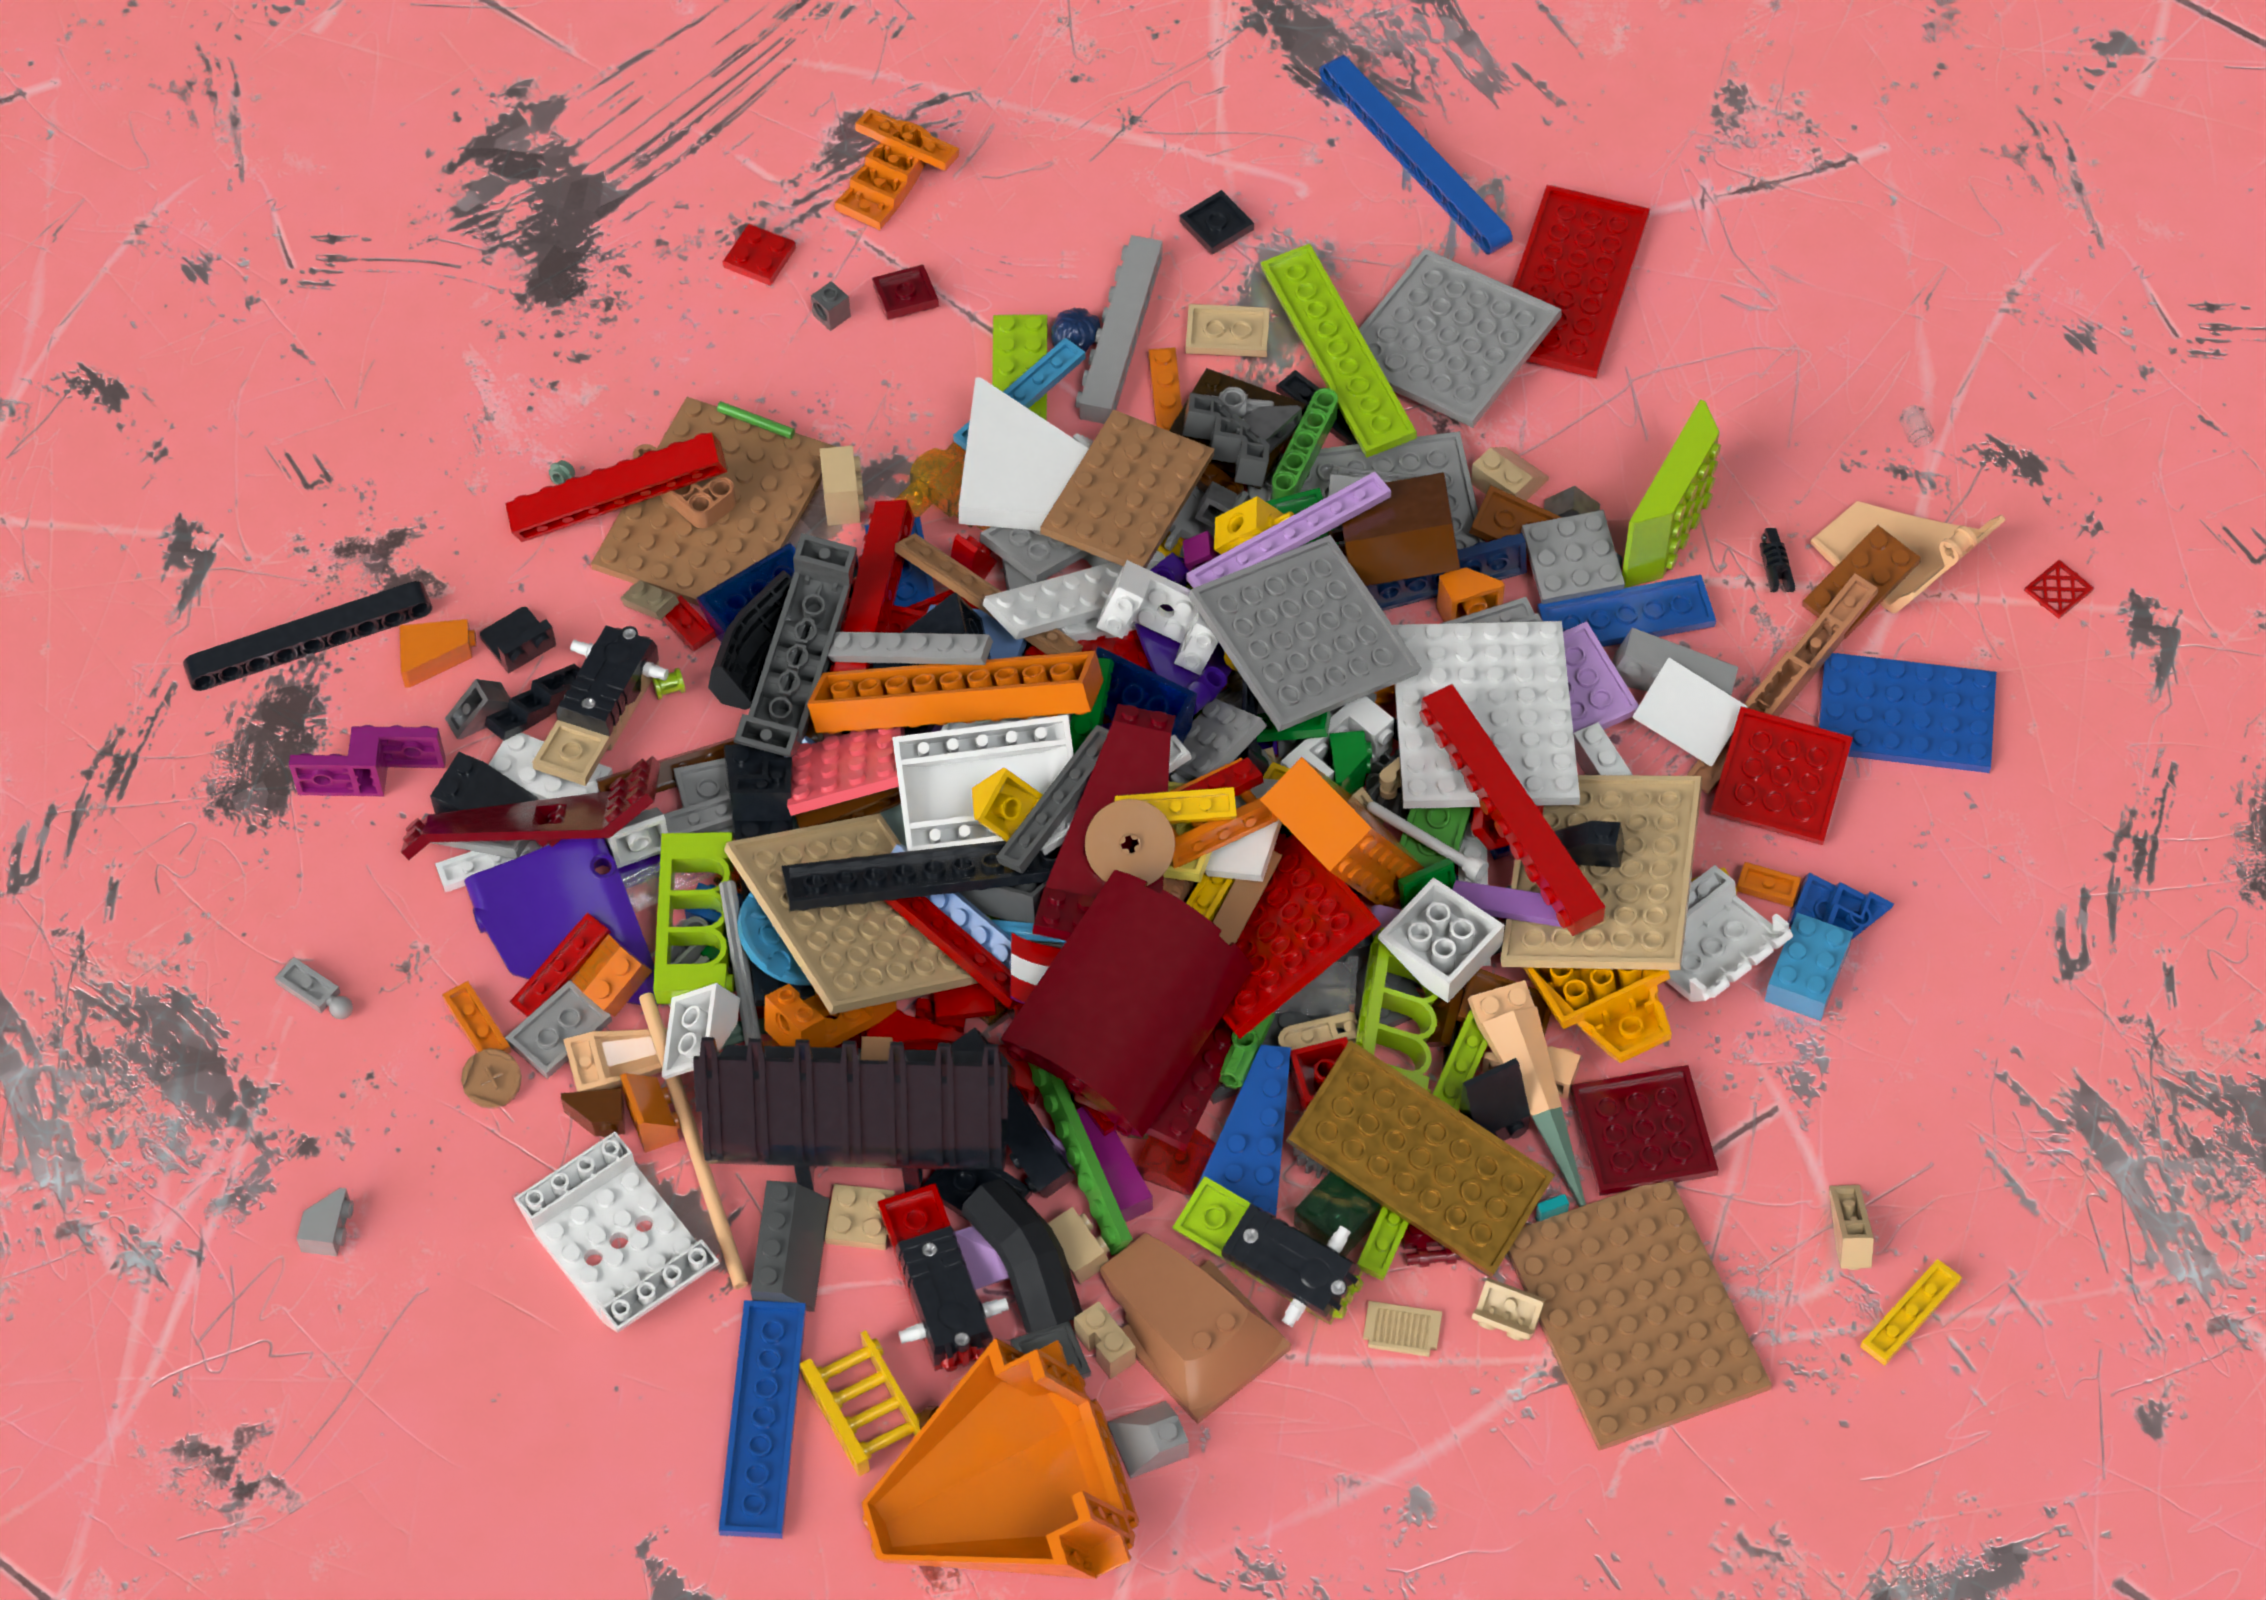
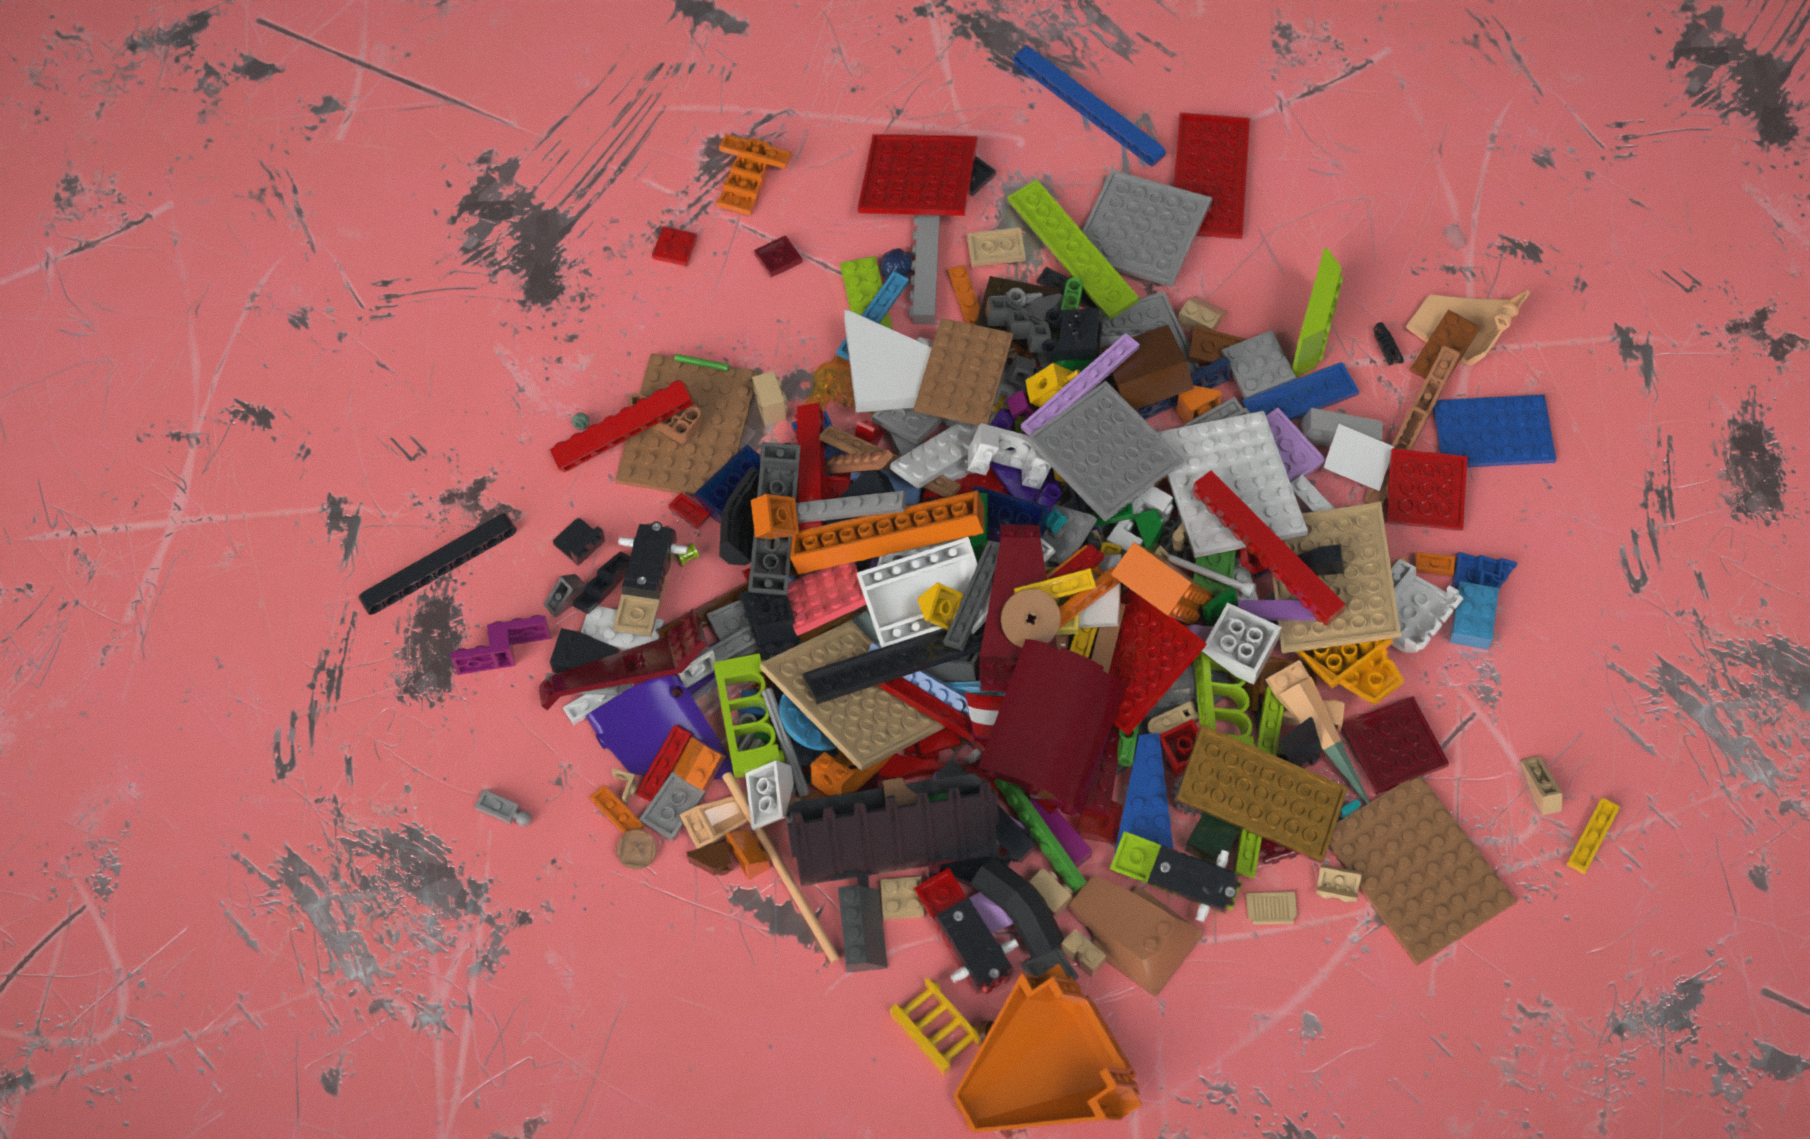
camera: 10 degrees left, 5 degrees up
(323, 1224) = (549, 971): light grey slope -> none
(433, 648) = (525, 557): orange slope -> none
(505, 990) = (631, 786): none -> tan bracket
(604, 1199) = (730, 919): white slope -> none
(649, 600) = (661, 499): dark tan plate -> none
(762, 1420) = (873, 1050): blue plate -> none
(798, 643) = (774, 516): none -> orange slope
(830, 306) = (731, 274): dark grey brick -> none
(938, 588) = (857, 462): none -> nougat plate
(1135, 209) = (918, 175): none -> red plate
(1149, 1439) = (1127, 1013): light grey slope -> none
(1207, 718) = (1055, 520): none -> teal tile
(1309, 466) = (1079, 334): none -> black piece
(1570, 503) = (1247, 328): flat silver slope -> none
(2044, 602) = (1576, 321): red window -> none

